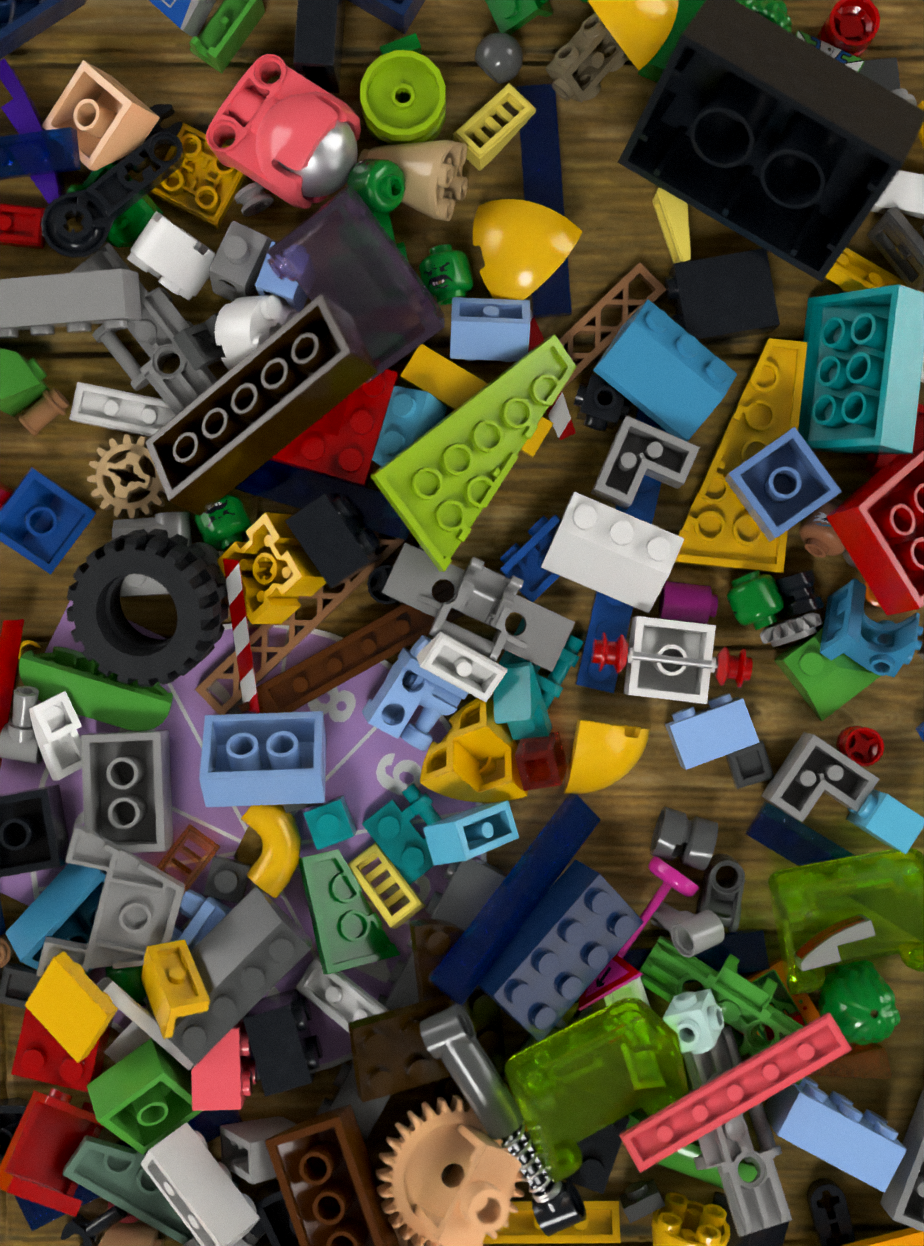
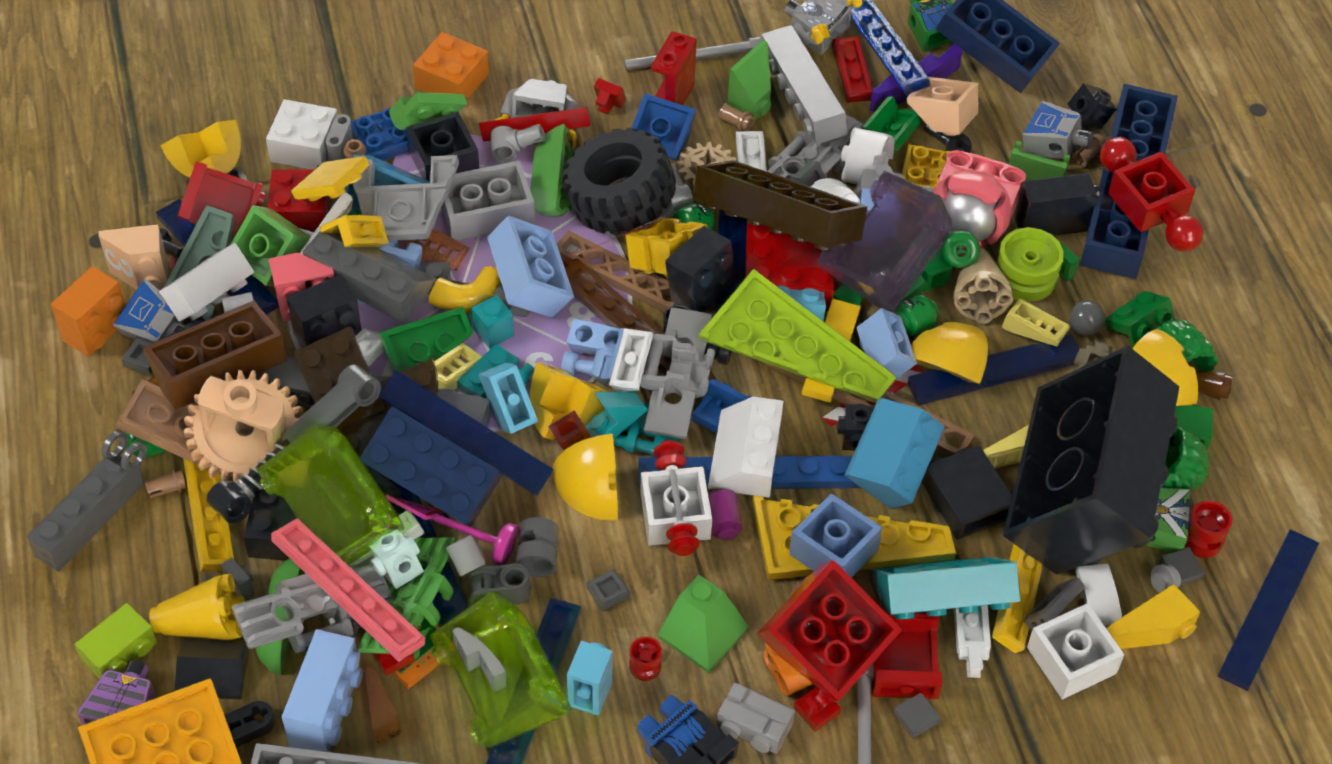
camera: 80 degrees right, 35 degrees down
(56, 735) = (526, 149): white slope -> none
(107, 199) = (894, 115): black beam -> none
(640, 452) = (821, 439): light grey brick -> none
(711, 731) = (627, 551): light blue brick -> none
(755, 599) = (741, 558): green head -> none
(791, 629) = (724, 579): light grey gear -> none
(799, 593) = (756, 590): black wheel -> none
(816, 769) = (612, 620): light grey brick -> none
(850, 997) = (426, 688): green hair -> none
(872, 644) = (742, 620): dark azure tile -> none

